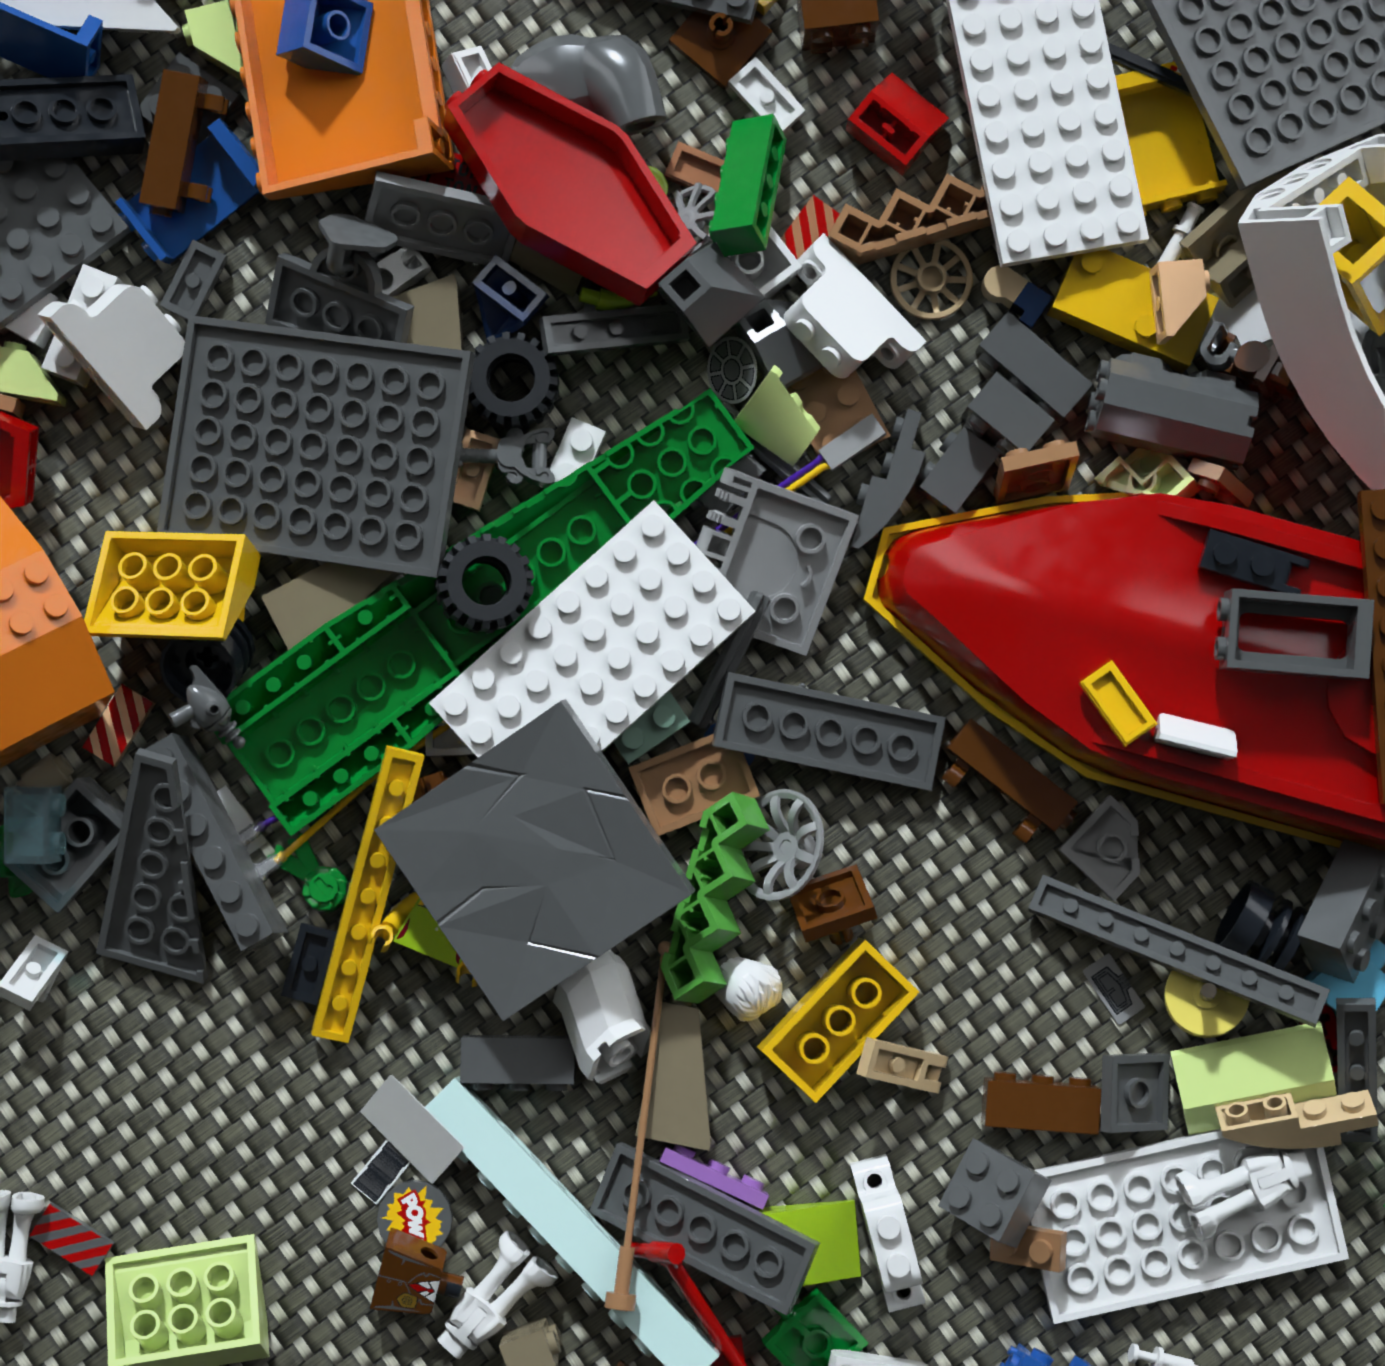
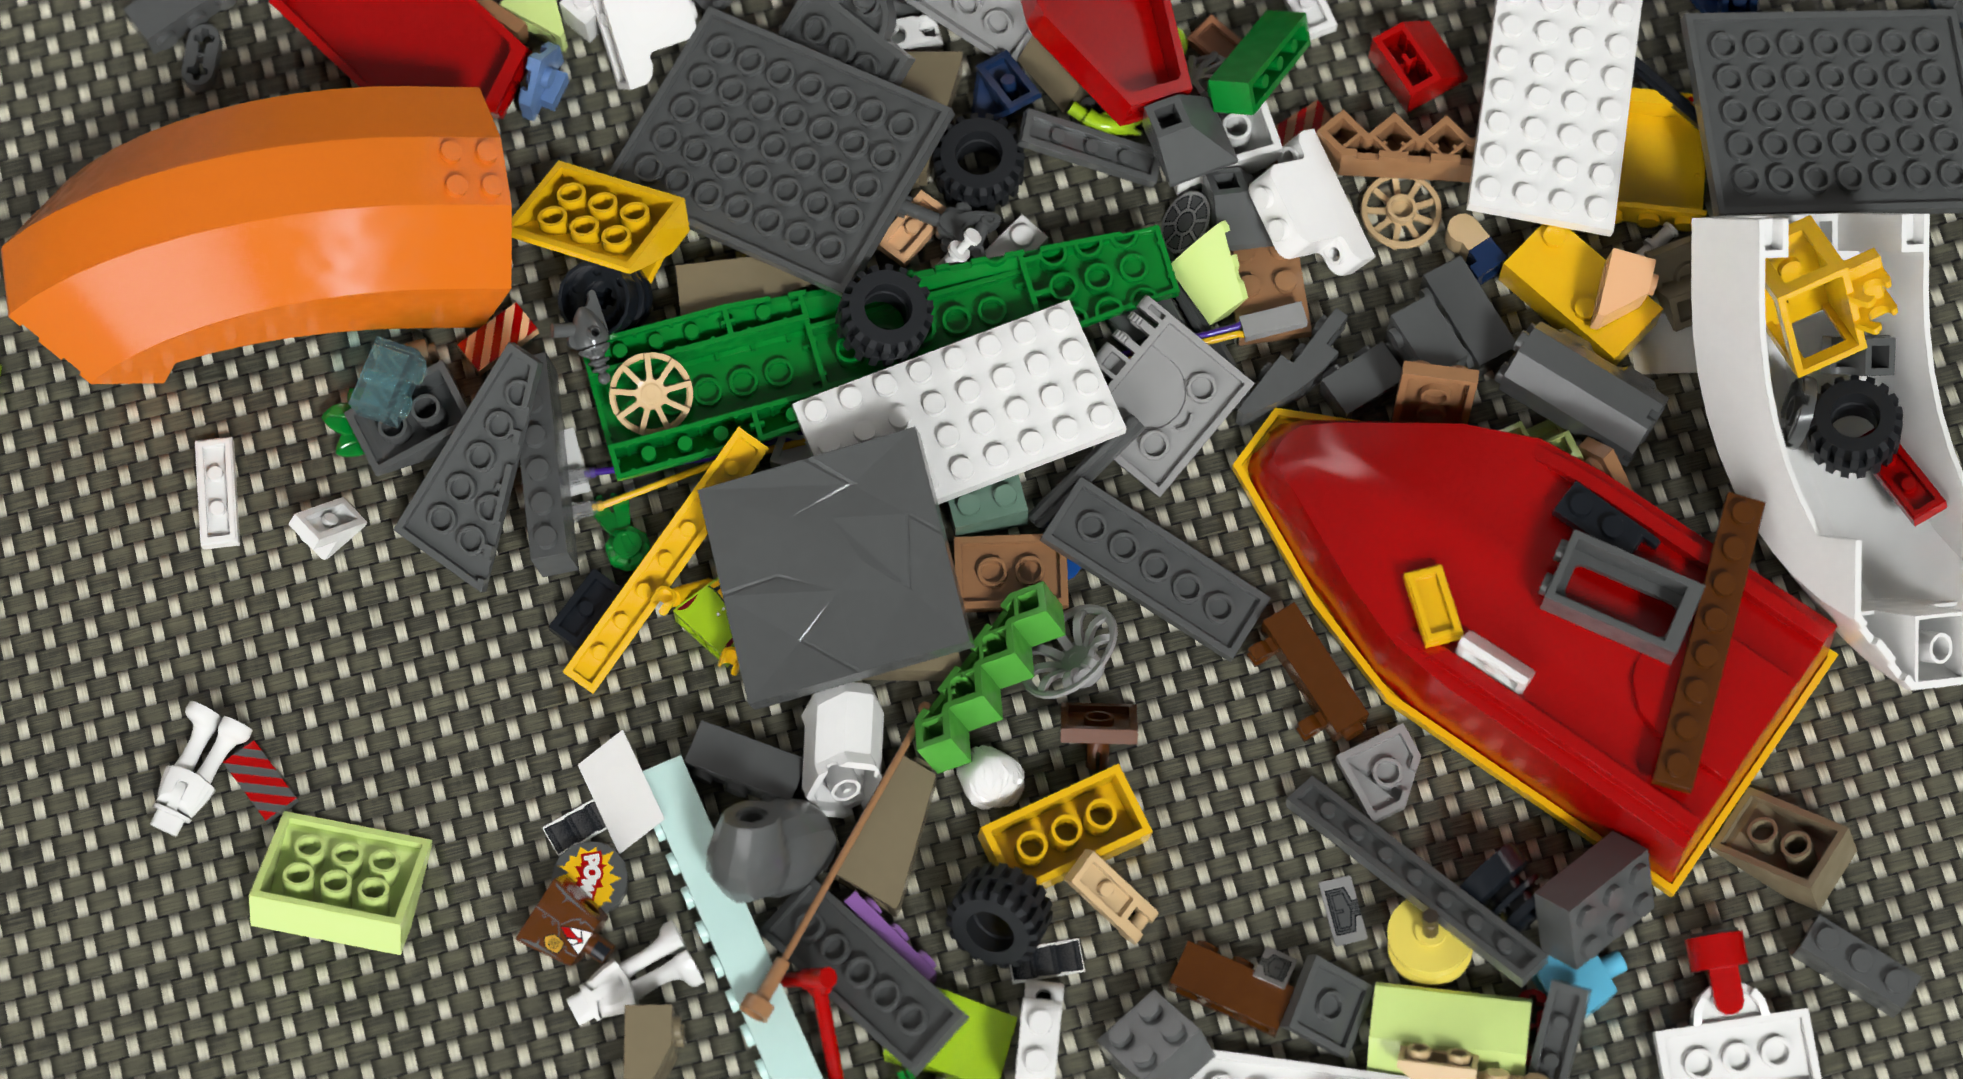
camera: 20 degrees right, 15 degrees down
(57, 449) = (544, 81): none -> medium blue plate
(289, 737) = (650, 393): none -> tan wheel
(528, 484) = (958, 250): none -> white piece
(577, 1147) = (769, 848): none -> dark grey piece
(808, 1125) = (999, 915): none -> black tyre
(860, 1136) = (1050, 961): none -> sticker
(1074, 1073) = (1275, 967): none -> sticker
(1251, 363) = (1672, 372): reddish brown hips -> none

